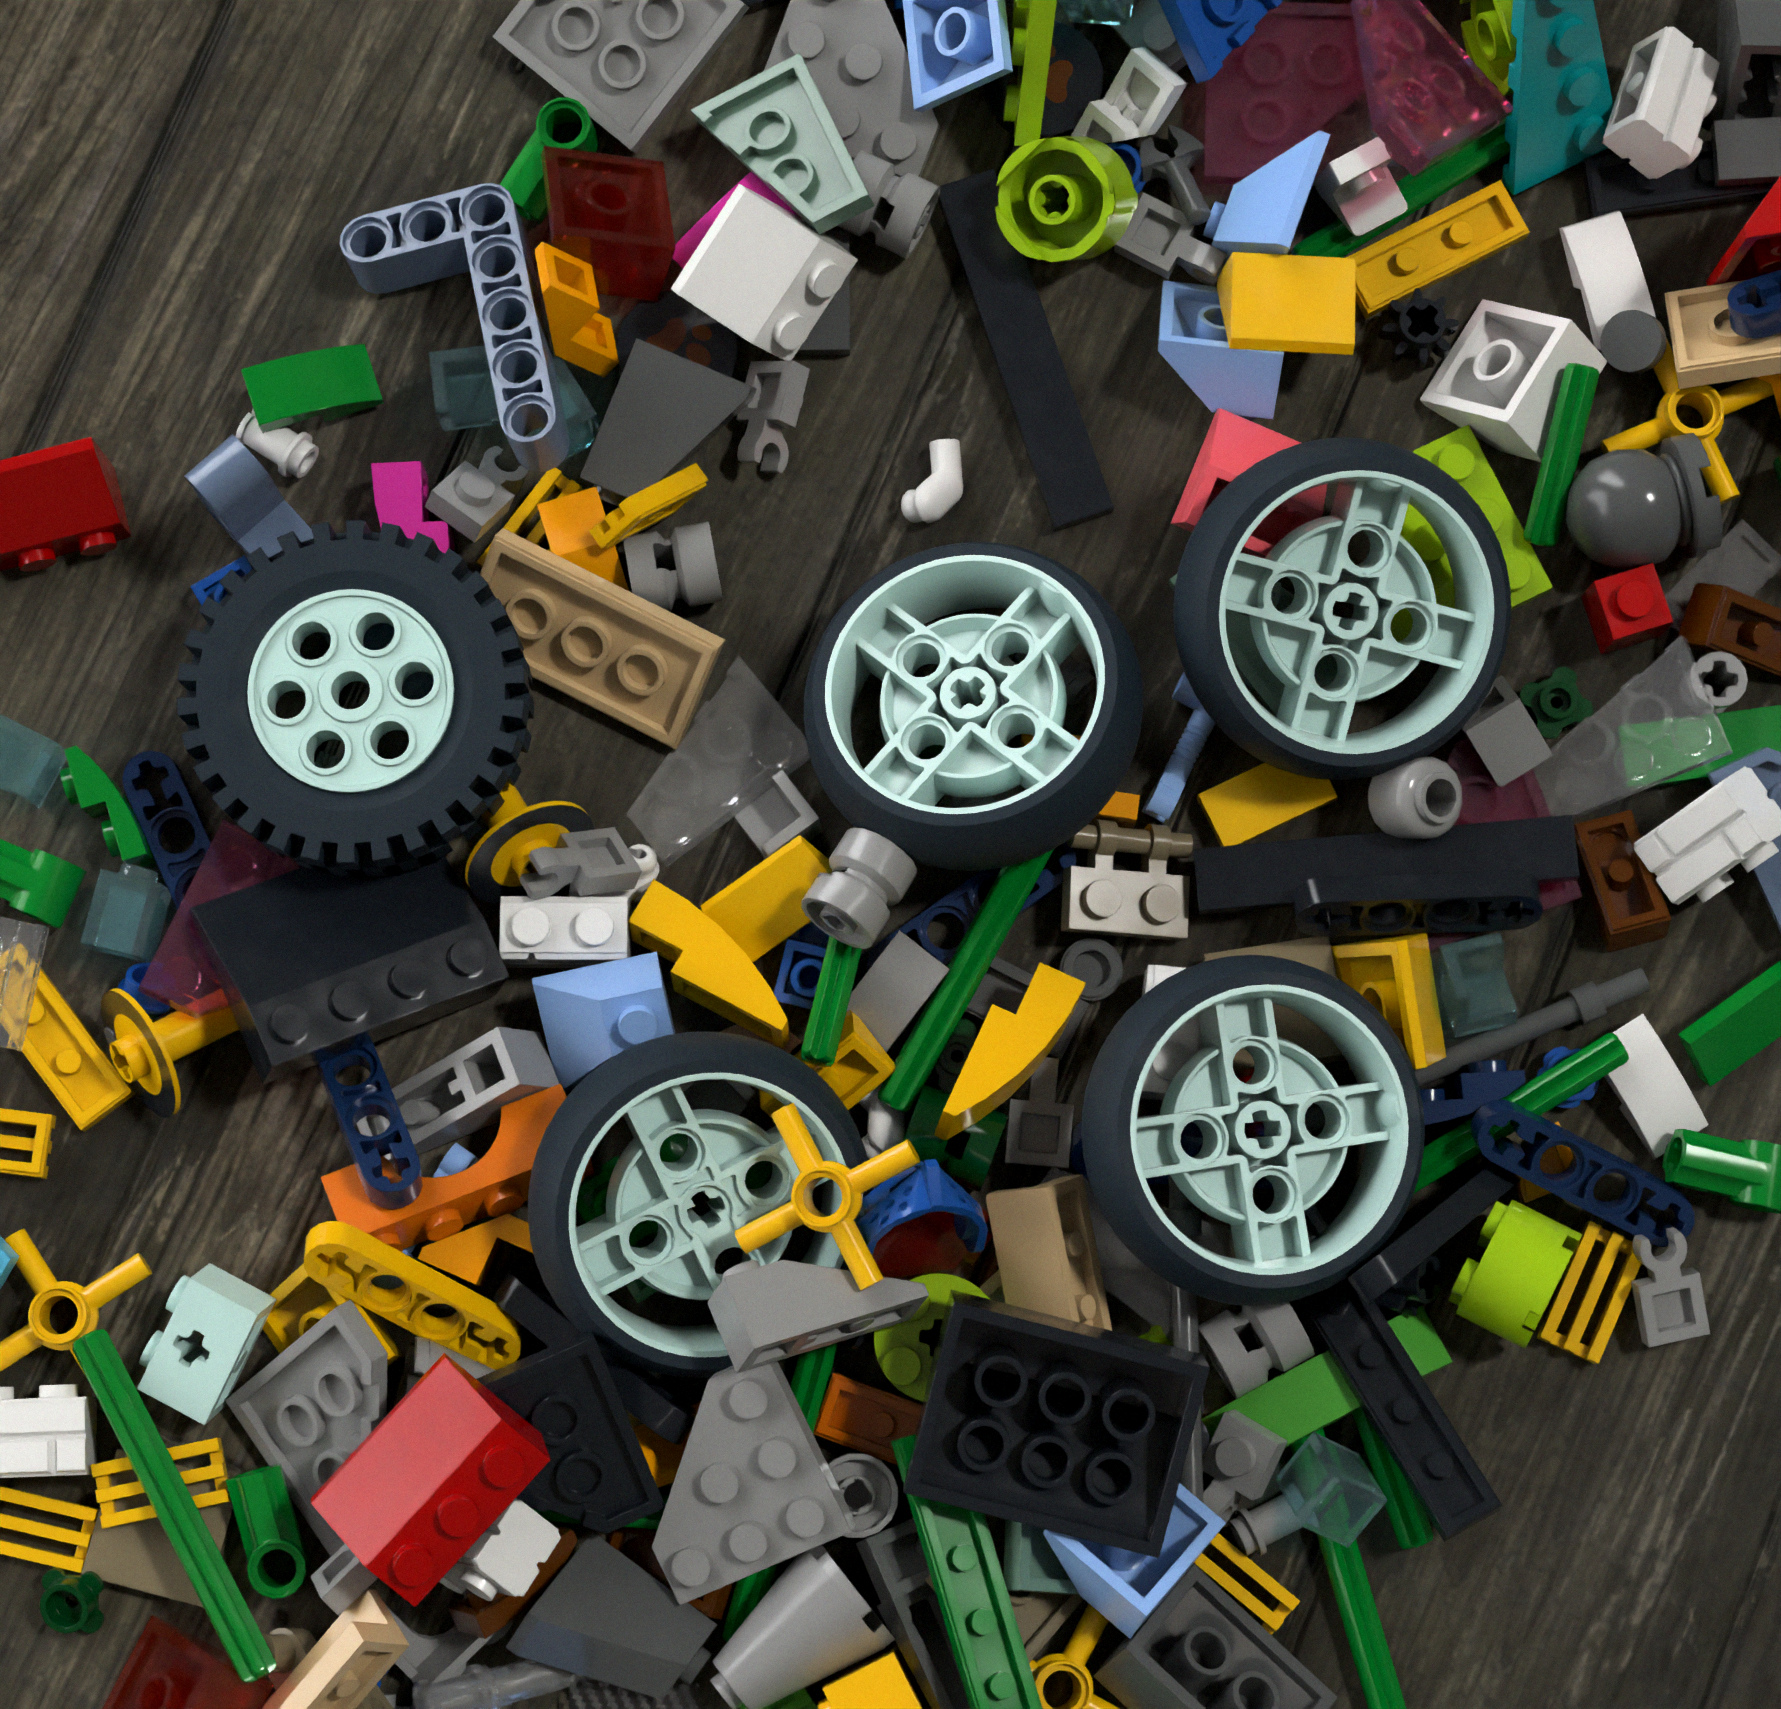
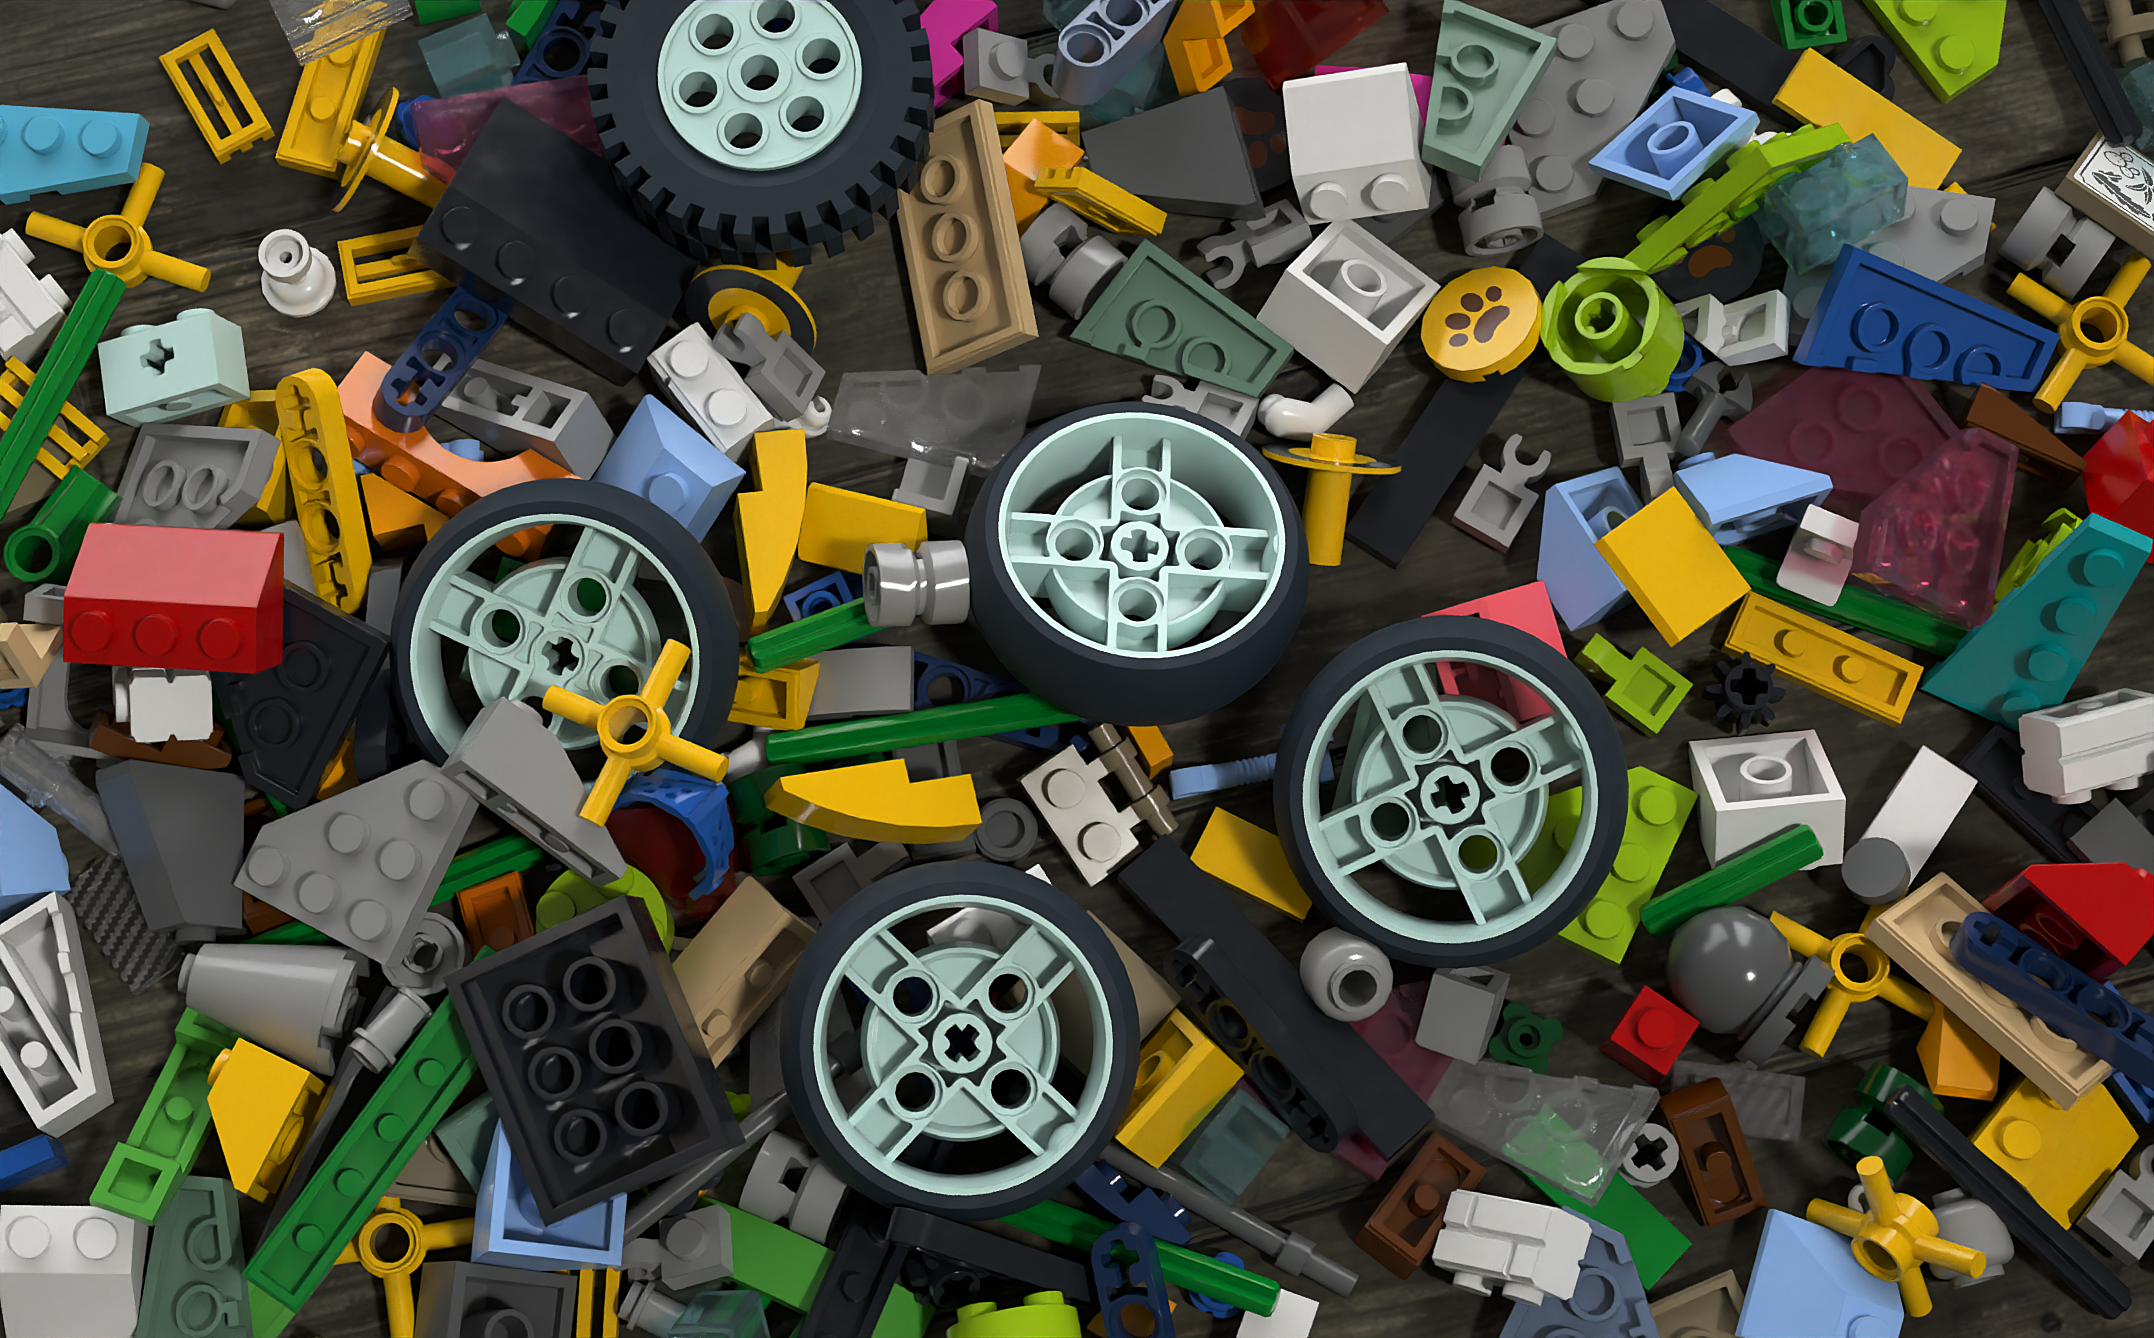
camera: 50 degrees right, 5 degrees down
(198, 1188) = (295, 276): none -> white piece
(221, 1096) = (391, 287): none -> yellow tile
(793, 521) = (1182, 326): none -> sand green wing
(874, 551) = (1217, 403): none -> light grey plate
(878, 381) = (1347, 303): none -> white slope
(903, 1566) = (389, 1031): none -> light grey pin
(977, 292) = (1482, 324): none -> yellow tile
(1003, 497) = (1329, 476): none -> yellow piece
(1124, 391) = (1499, 501): none -> light grey plate
(1352, 400) = (1640, 689): none -> lime plate

